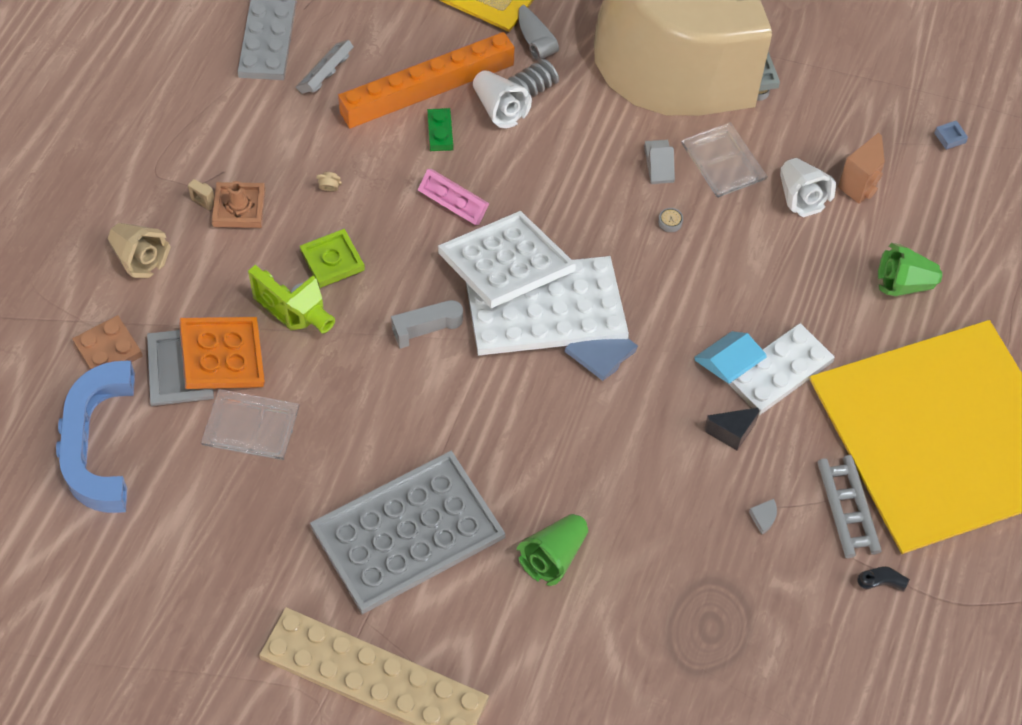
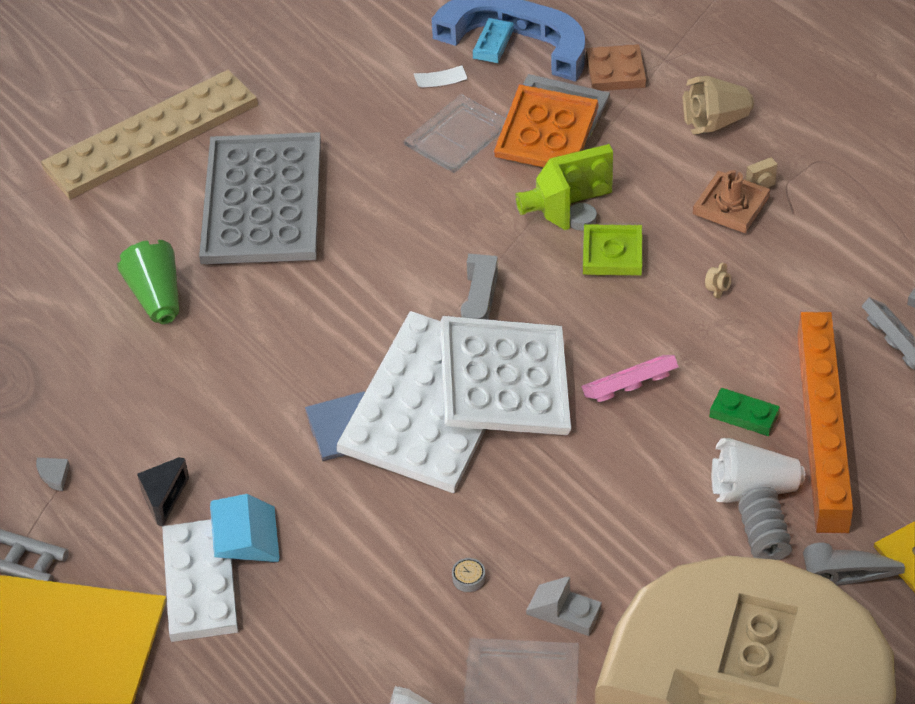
camera: 125 degrees right, 10 degrees down
(115, 452) = (493, 40): none -> medium azure plate
(178, 477) = (440, 78): none -> white sticker

